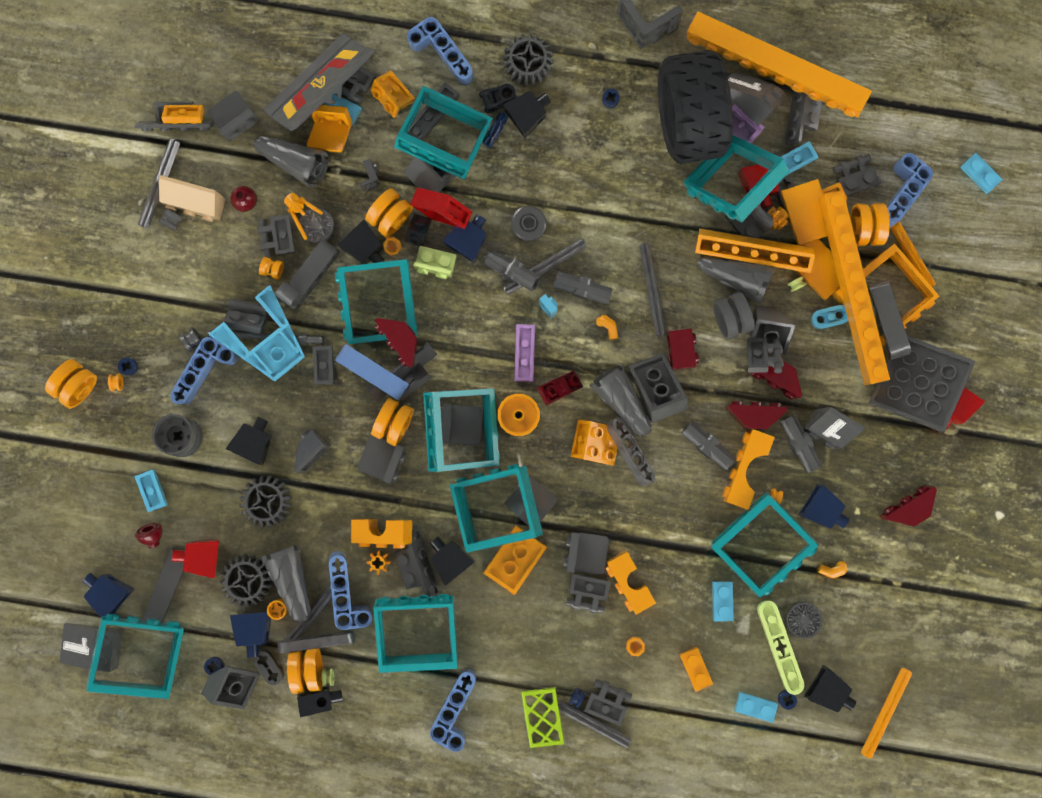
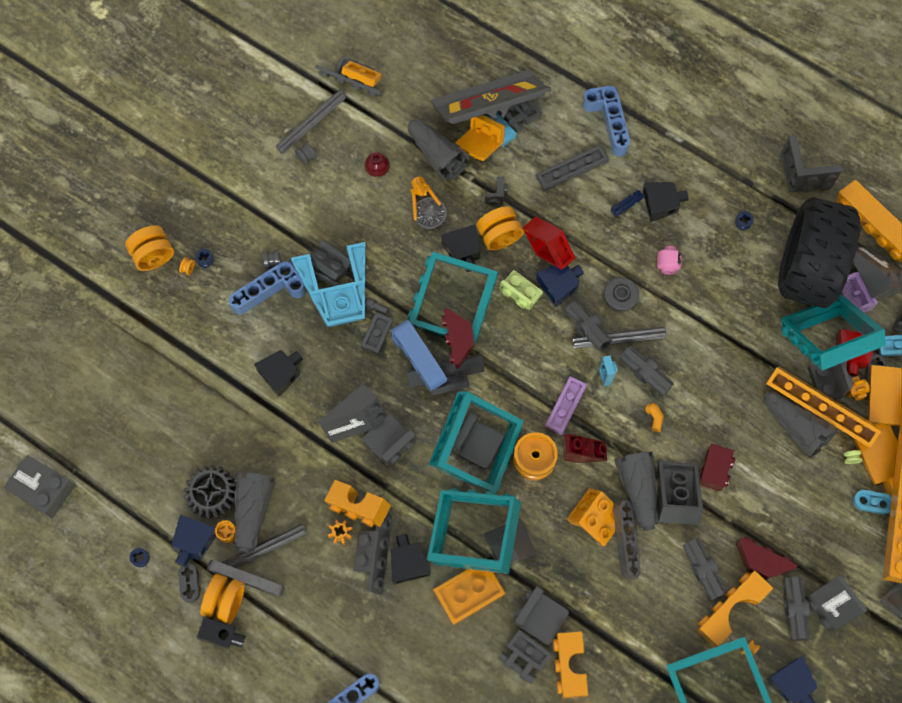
camera: 25 degrees right, 15 degrees down
(106, 593) = (79, 445): dark blue torso -> none
(135, 689) = (92, 478): teal window -> none
(149, 534) = (146, 410): dark red brick -> none
(151, 490) = (168, 372): medium azure plate -> none
(164, 590) = (133, 466): dark grey tile -> none
(167, 432) = (216, 324): dark grey wheel -> none
(190, 199) = (333, 143): tan slope -> none
(198, 557) = (179, 449): red torso -> none
(230, 687) = (146, 582): dark grey slope -> none
(232, 116) = (402, 95): dark grey bracket -> none
(250, 509) = (257, 429): dark grey gear -> none
(271, 268) = (372, 231): light orange wheel -> none
(282, 236) = (396, 207): dark grey plate -> none
(308, 275) = (402, 251): dark grey beam -> none
(309, 450) = (325, 401): dark grey slope -> none
(327, 677) = (239, 618): yellowish green bush -> none
(339, 454) = (353, 416): none -> dark grey slope
(343, 590) = (296, 541): medium blue beam -> none
(391, 93) = (548, 134): light orange bracket -> none
(392, 246) = (488, 259): light orange tile -> none
(392, 422) = (416, 408): light orange wheel -> none
(415, 662) = (328, 643): teal window -> none
(418, 229) = (518, 255): black bracket -> none
(427, 176) = (555, 208): dark grey slope -> none
(433, 154) = (562, 193): teal window -> none
(496, 97) = (641, 175): black piece -> none
(535, 59) = (690, 165): dark grey gear -> none
(558, 171) = (669, 260): none -> bright pink head
(652, 289) = (711, 402): flat silver axle -> none
(733, 315) = (779, 456): dark grey wheel -> none
(758, 355) = (788, 505): dark grey plate -> none
(772, 325) = (809, 488): dark grey slope -> none
(785, 381) = (799, 533): dark red slope -> none

